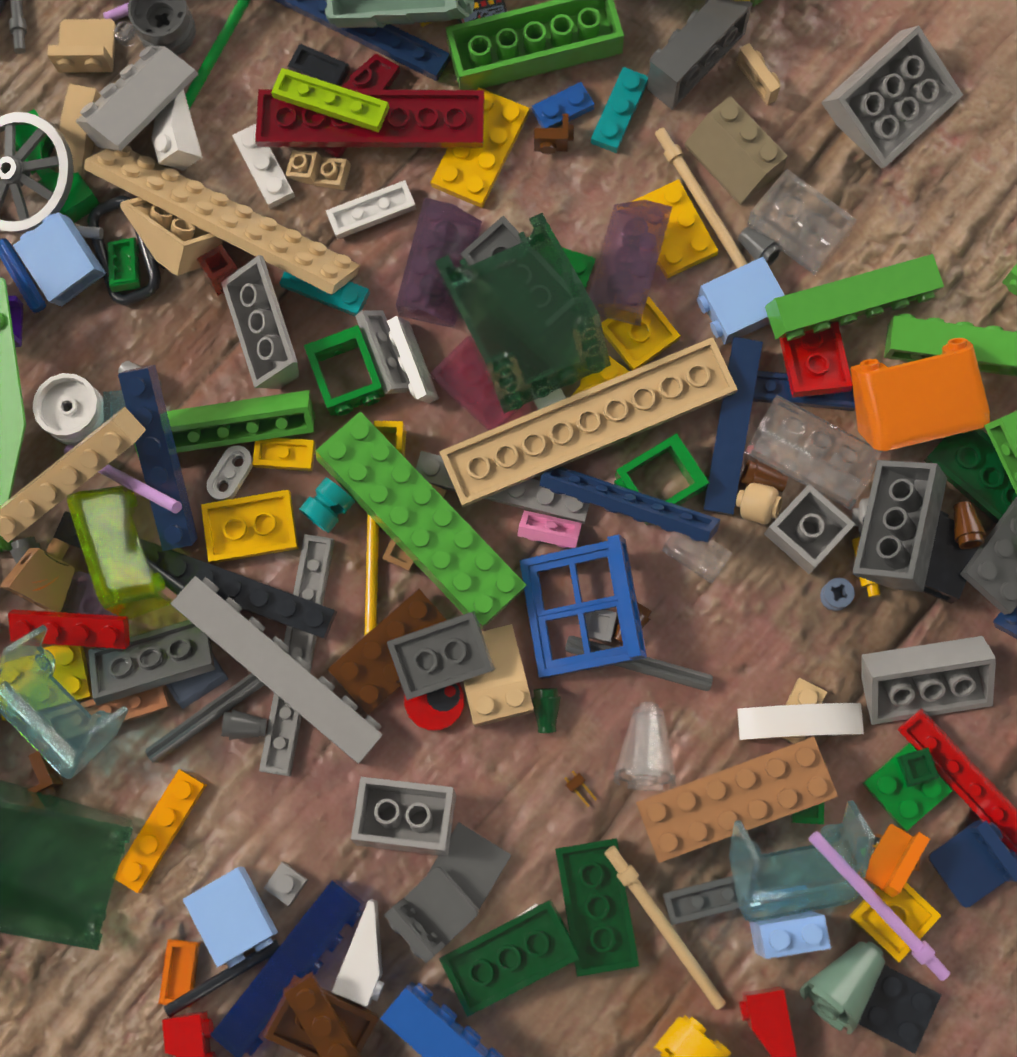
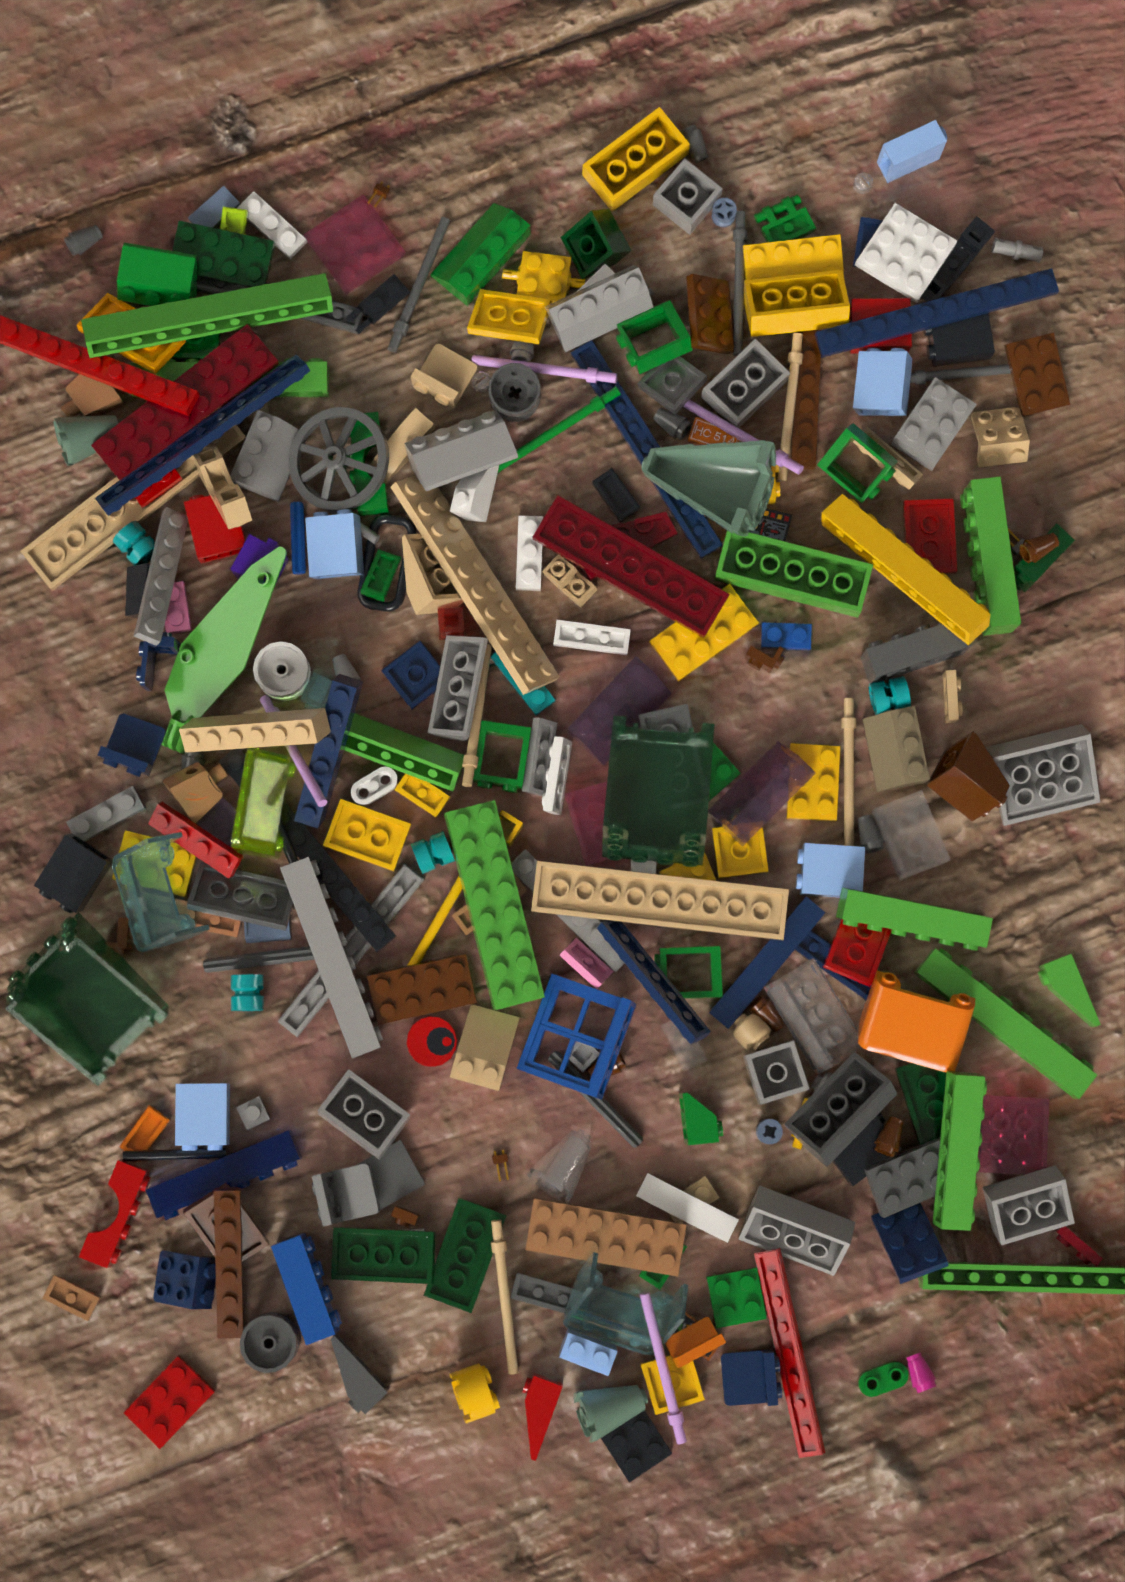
camera: 20 degrees right, 5 degrees up
(159, 831) = (183, 1023): light orange plate -> none
(209, 758) = (247, 992): none -> teal wheel
(210, 343) = (414, 674): none -> dark blue tile
(243, 725) = (283, 981): dark grey cone -> none
(313, 387) = (470, 760): none -> tan bar
(330, 99) = (606, 538): lime plate -> none
(363, 963) = (278, 1200): white slope -> none
(440, 655) = (453, 1014): dark grey plate -> none
(509, 902) = (404, 1217): none -> reddish brown plate
(546, 708) = (509, 1093): dark green cone -> none
(619, 110) = (828, 663): teal plate -> none
(694, 105) = (898, 695): none -> teal wheel
(760, 620) = (698, 1122): none -> green slope
(827, 133) = (969, 778): none -> reddish brown slope
(918, 767) = (750, 1288): dark green tile -> none

